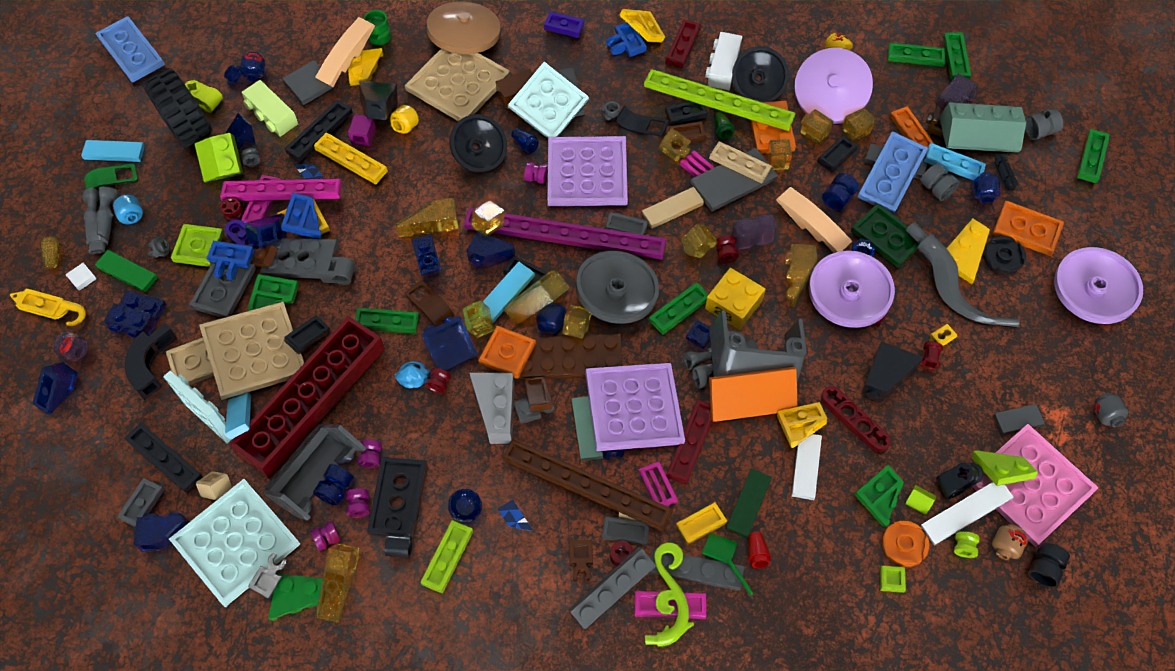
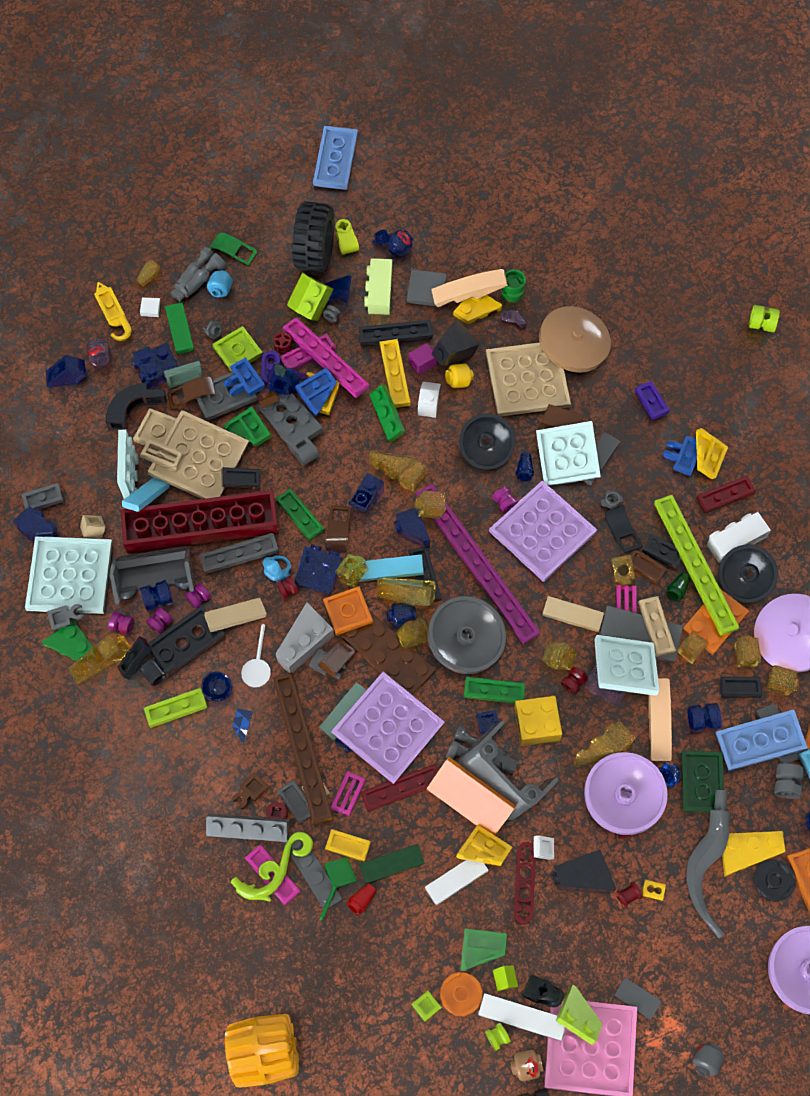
camera: 45 degrees right, 5 degrees up
(113, 150) = (253, 229): medium azure tile -> none
(163, 457) = (81, 479): black plate -> none
(169, 300) = (183, 374): none -> sand green tile
(191, 305) = (192, 390): none -> reddish brown piece
(220, 375) = (176, 461): none -> tan tile
(308, 171) = (360, 359): sticker -> none
(368, 392) = (239, 553): none -> dark grey plate
(369, 550) = (134, 657): none -> black plate
(376, 189) = (387, 413): none -> green plate
(399, 49) = (513, 316): none -> clear purple arm
(399, 154) = (428, 399): none -> white slope
(418, 438) = (235, 614): none -> tan tile
(481, 467) = (256, 671): none -> white piece
(626, 224) = (526, 596): dark grey tile -> none
(755, 201) = (626, 665): none -> light aqua plate
(840, 381) = (544, 847): none -> white tile

